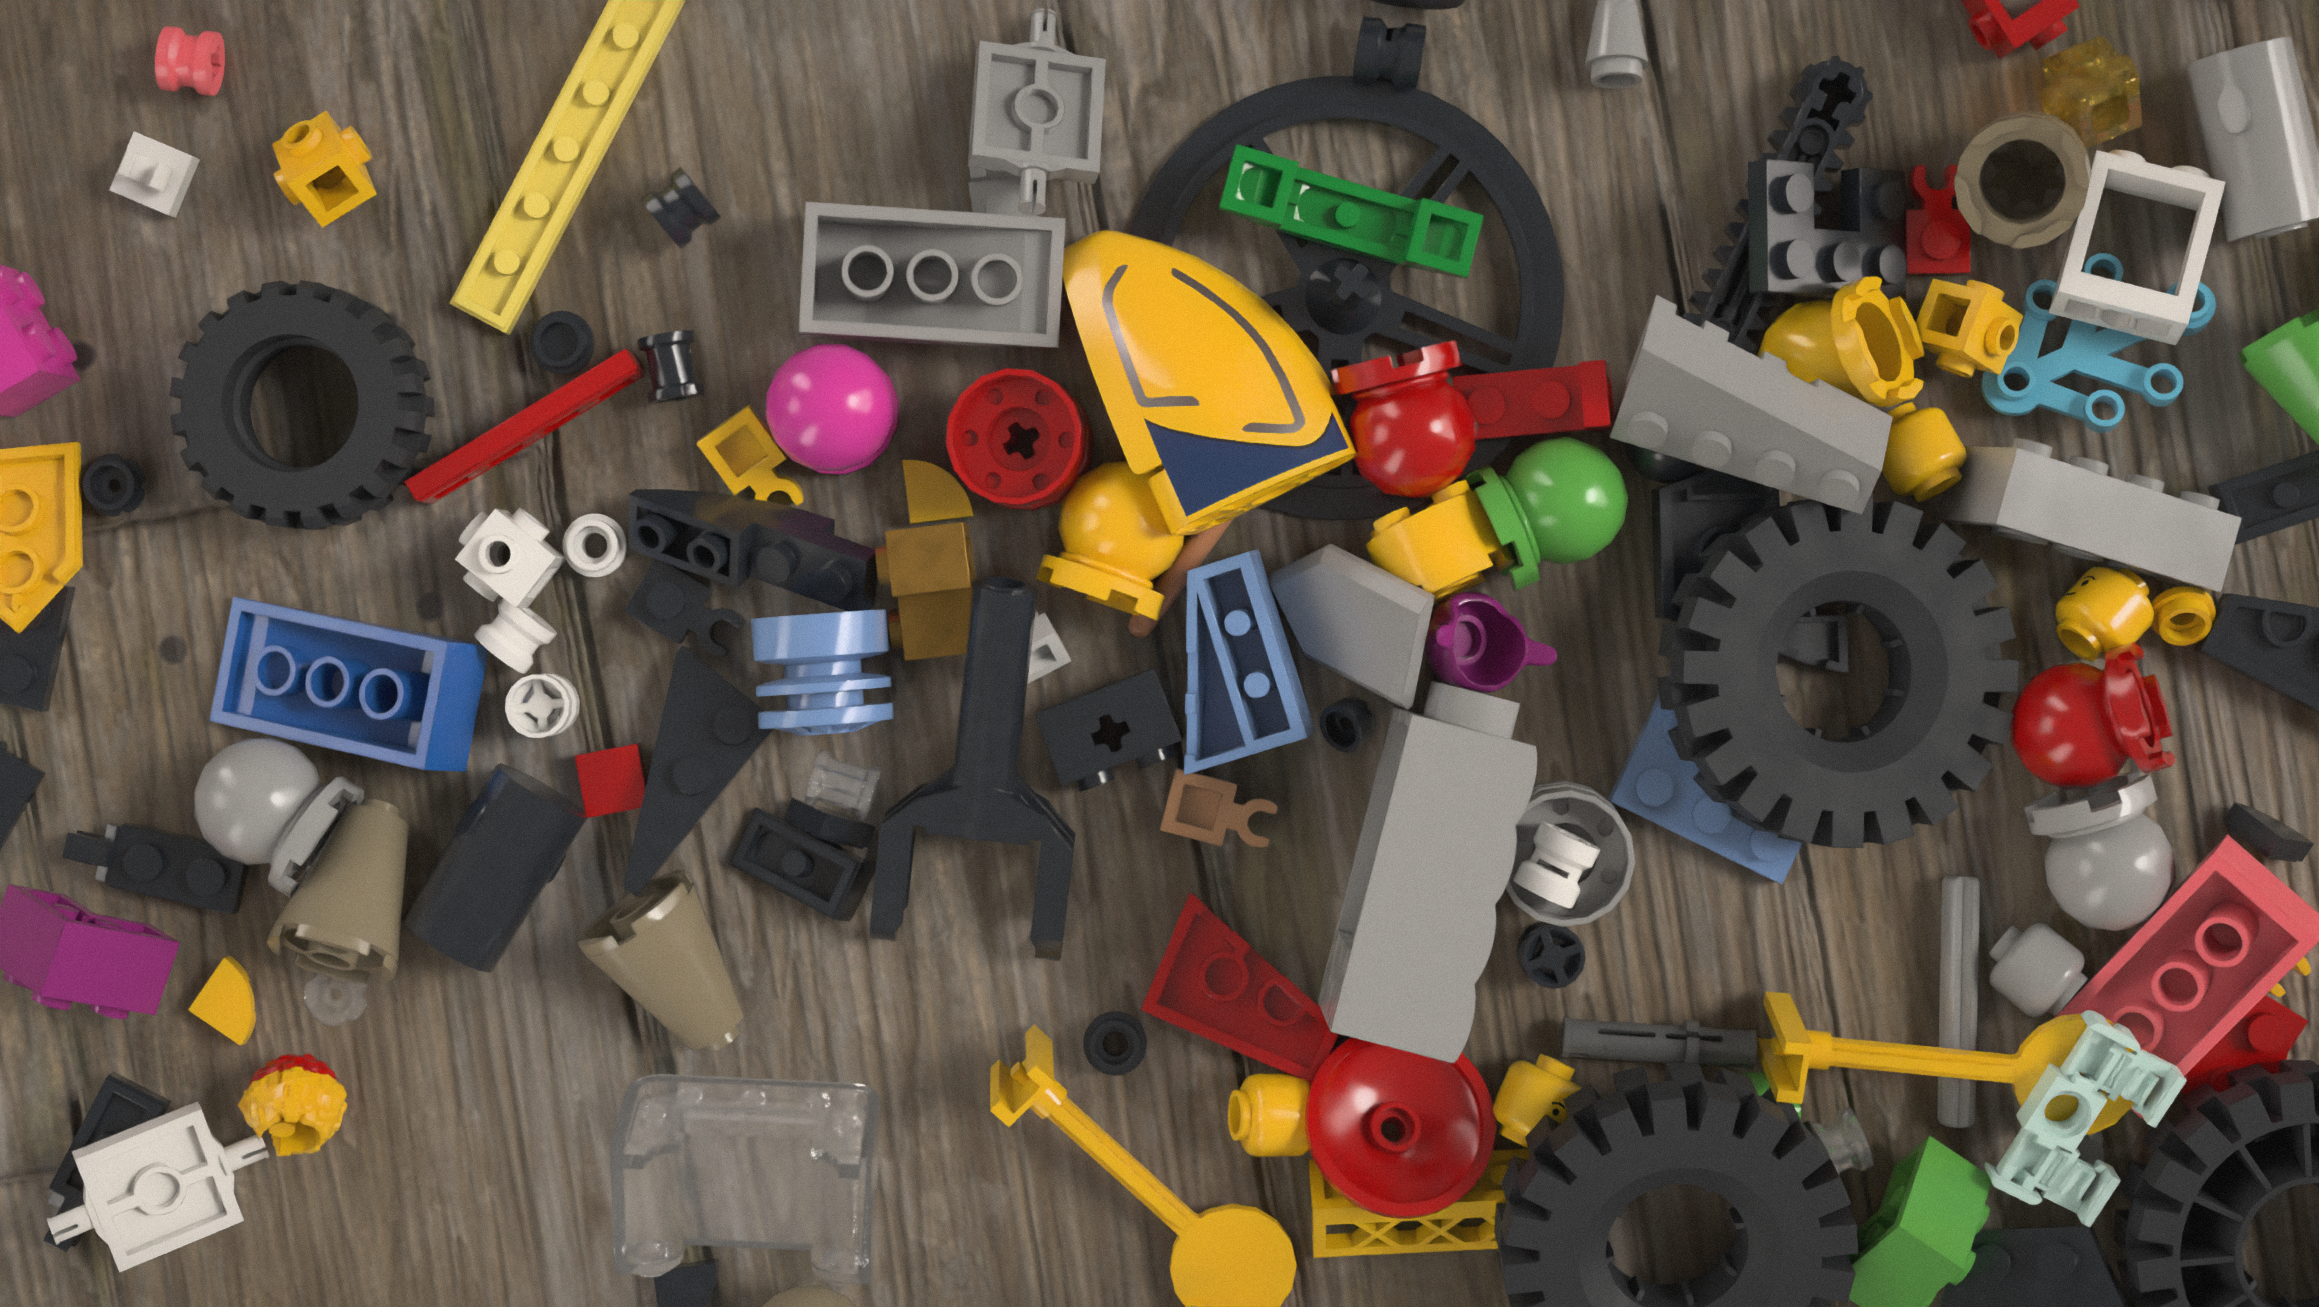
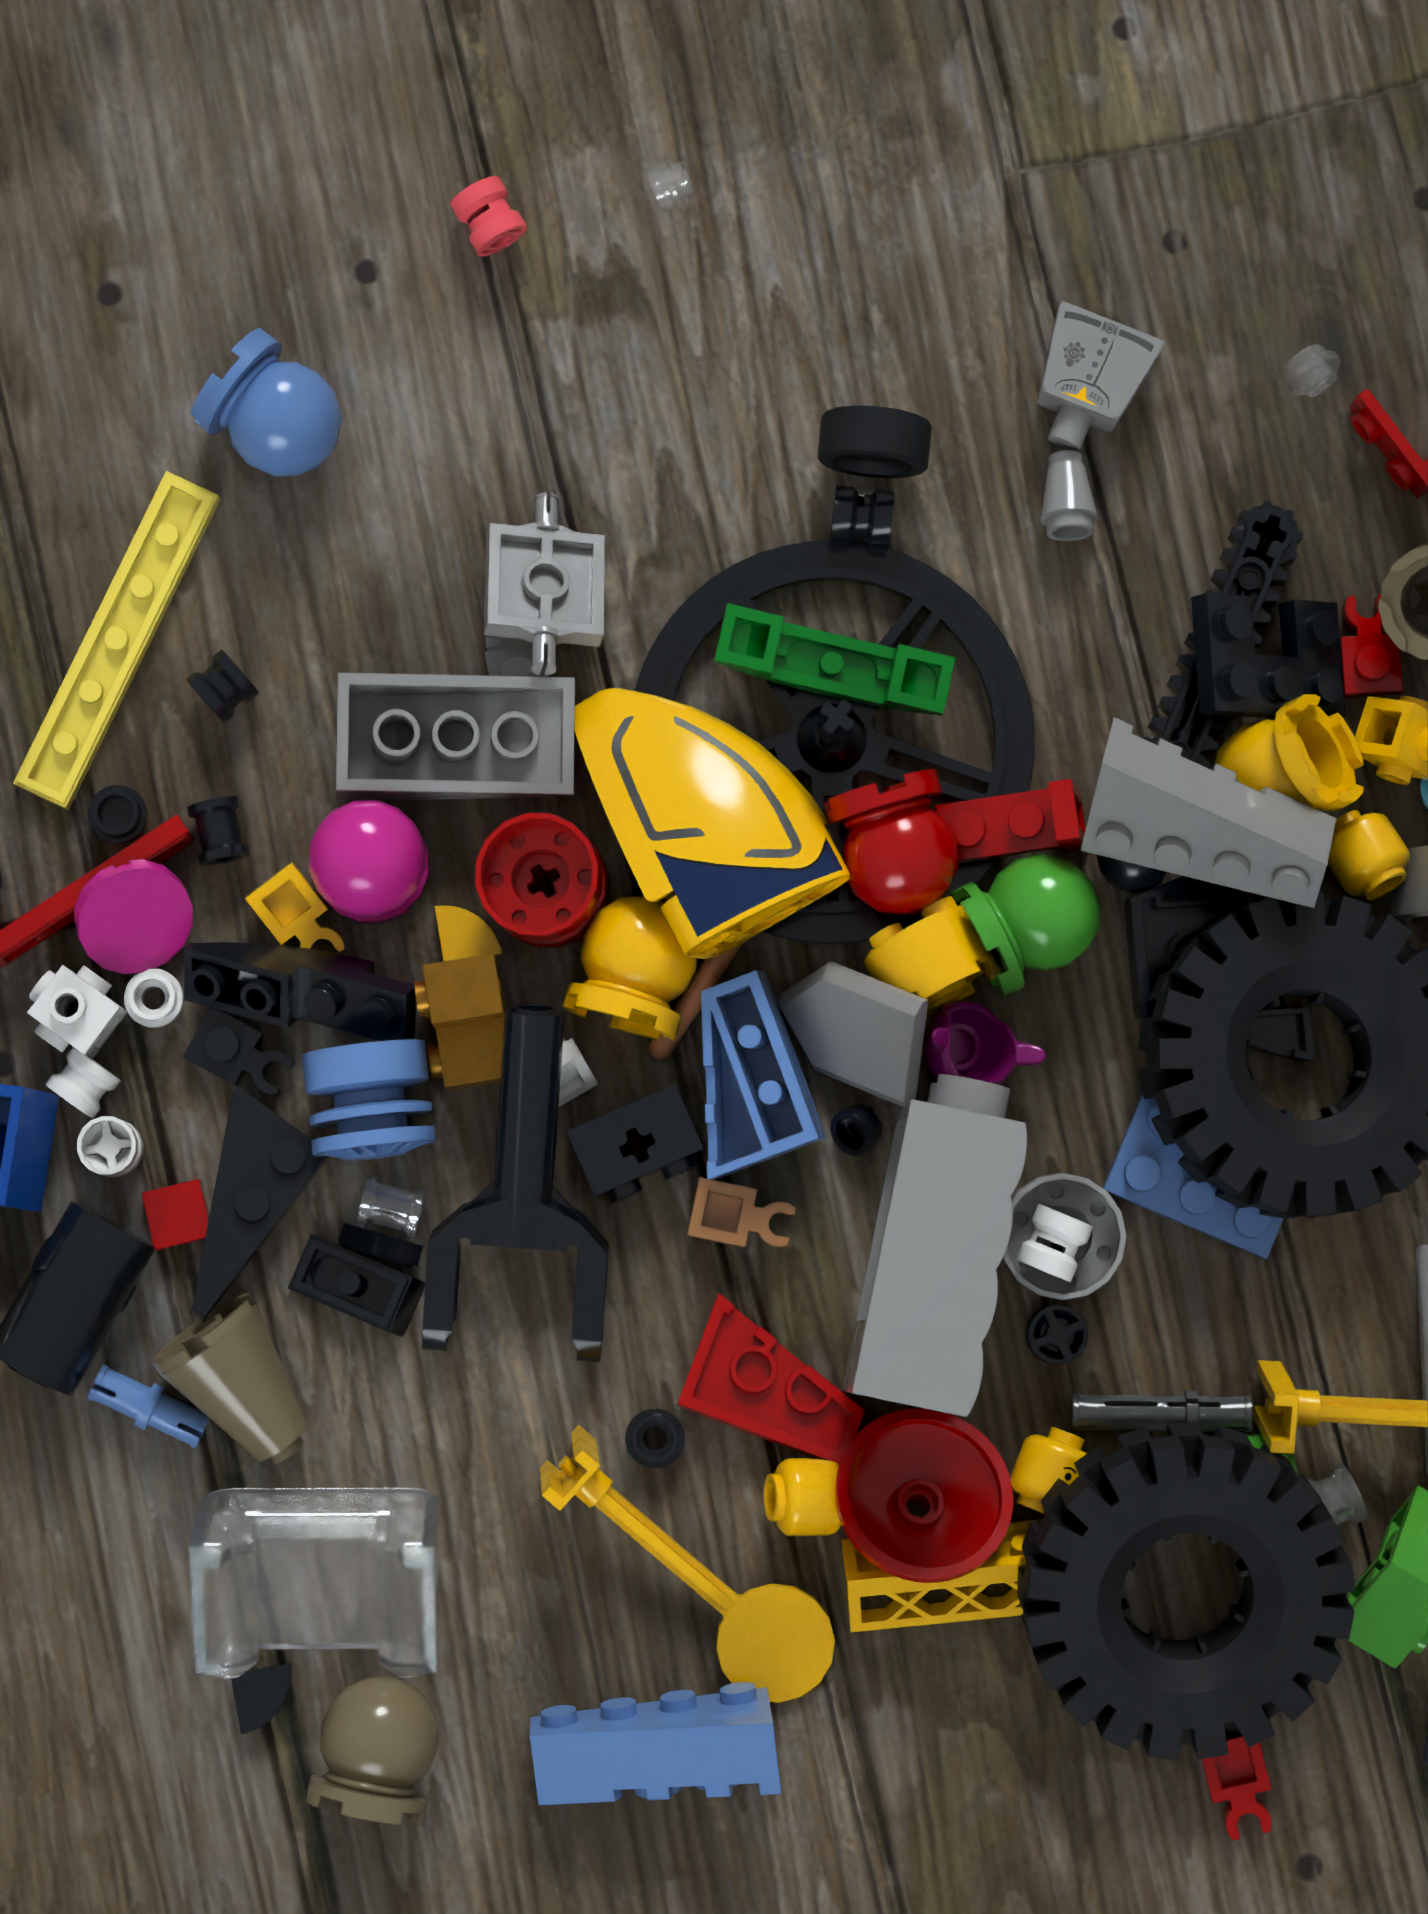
camera: 10 degrees left, 5 degrees down
(574, 458) = (133, 917): none -> dark pink tile
(574, 984) = (148, 1406): none -> medium blue pin

